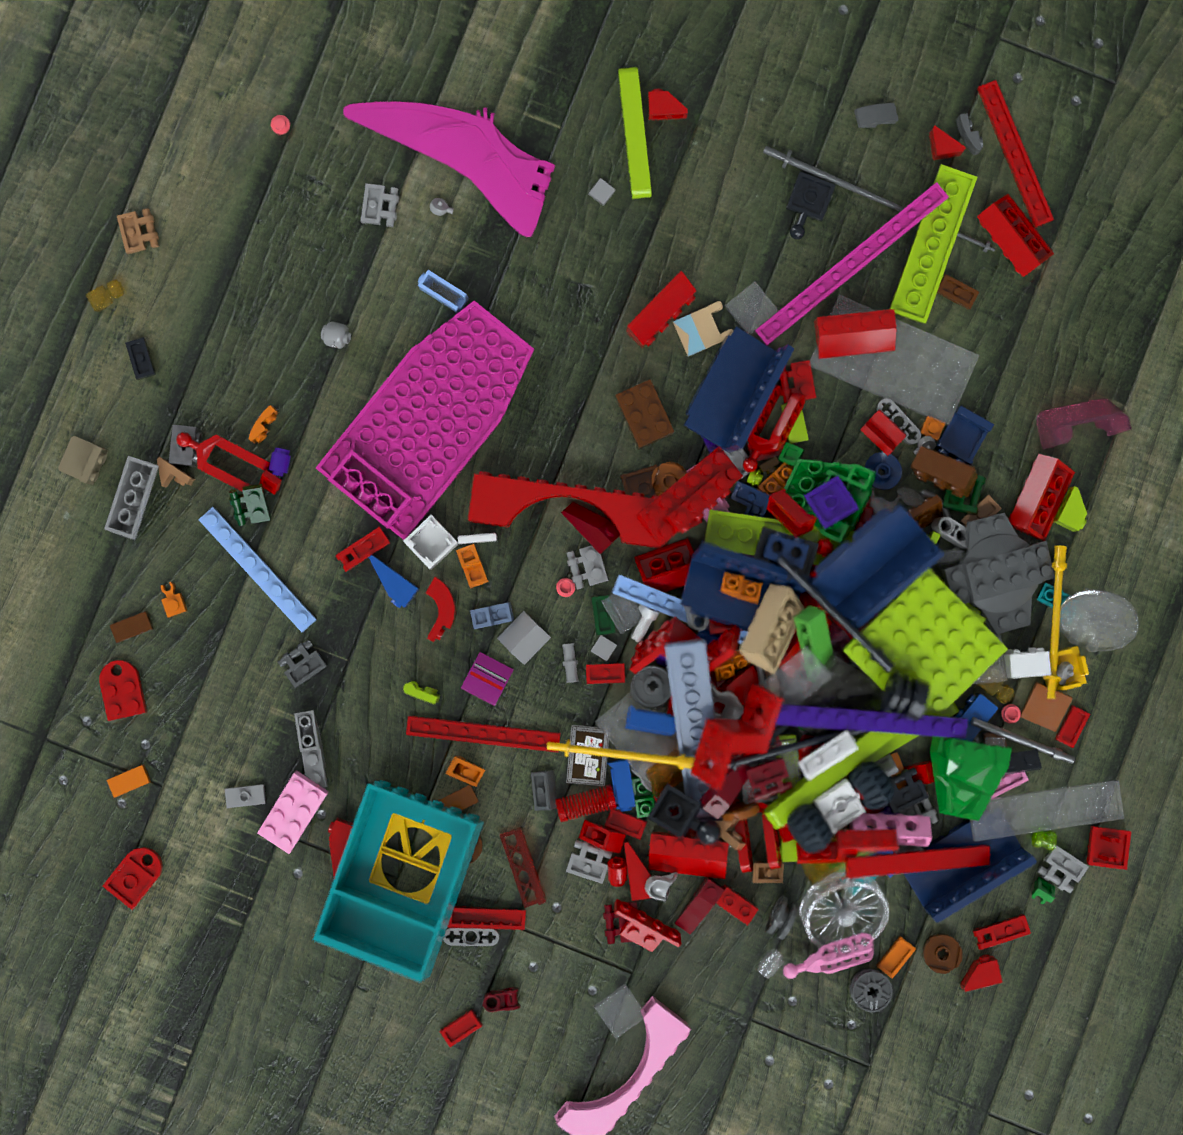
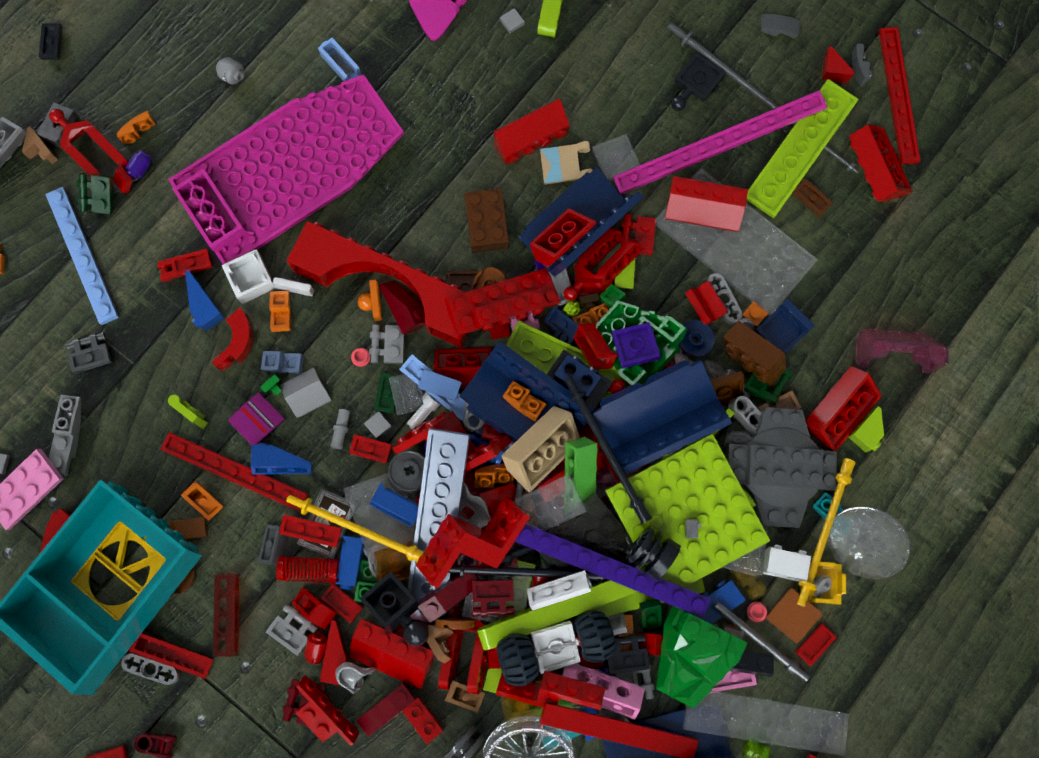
camera: 20 degrees right, 10 degrees down
(489, 640) = (271, 384): none -> green tile
(517, 712) = (273, 460): none -> blue slope
(555, 531) = (371, 301): none -> orange tile
(576, 768) = (310, 531): none -> red plate
(655, 596) = (439, 385): none -> medium blue tile
(727, 415) = (560, 236): none -> red slope
(915, 748) = (650, 615): none -> dark green plate
(932, 661) = (691, 528): none -> flat silver piece

